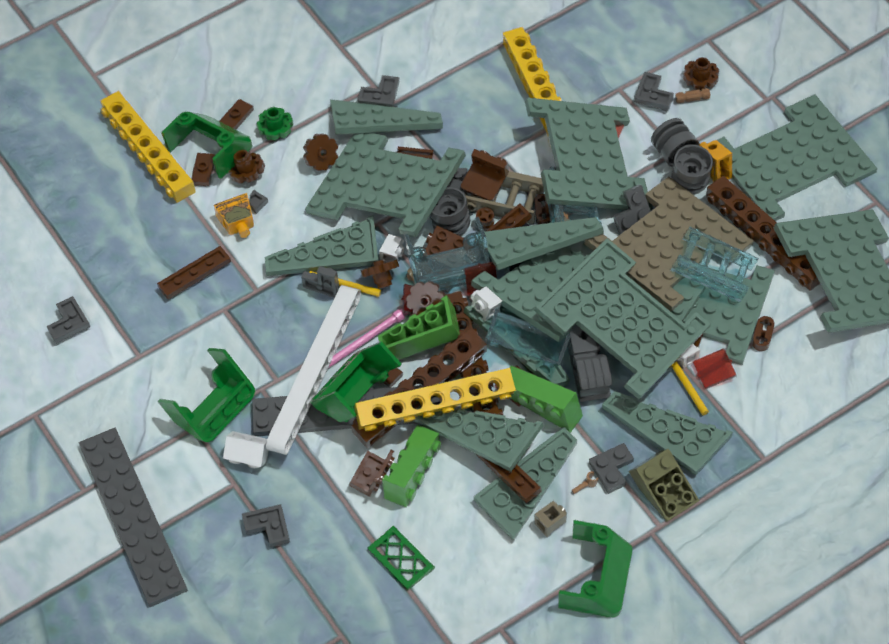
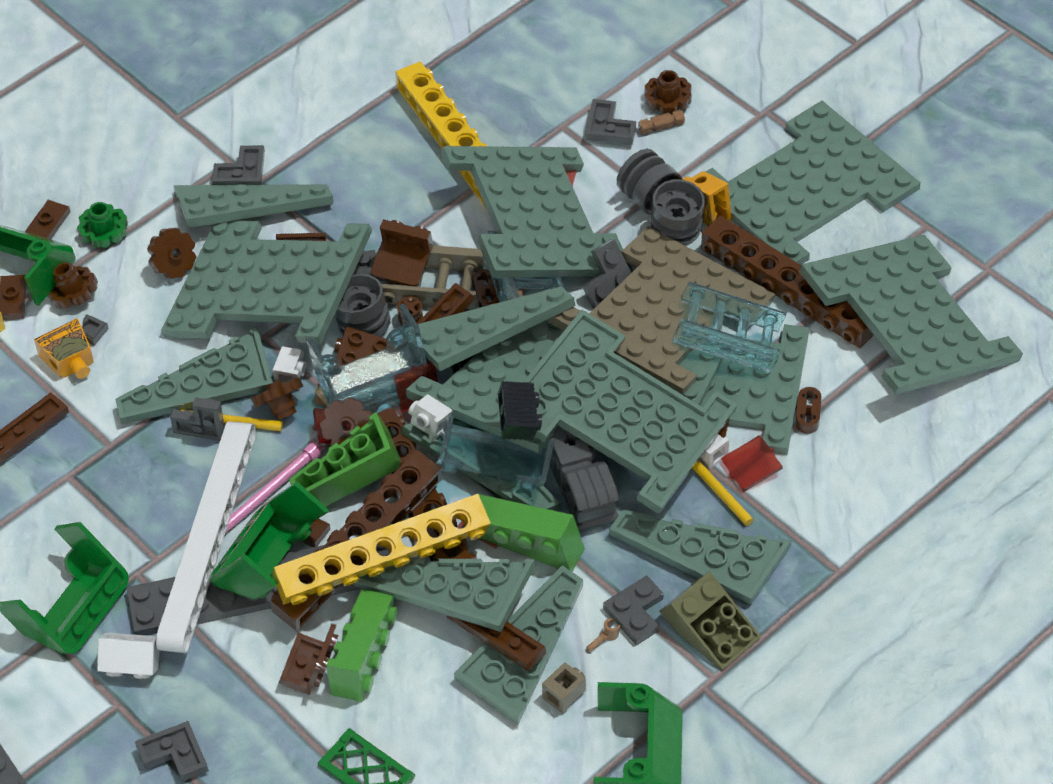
camera: 10 degrees left, 5 degrees down
(547, 311) = (518, 410): none -> black brick

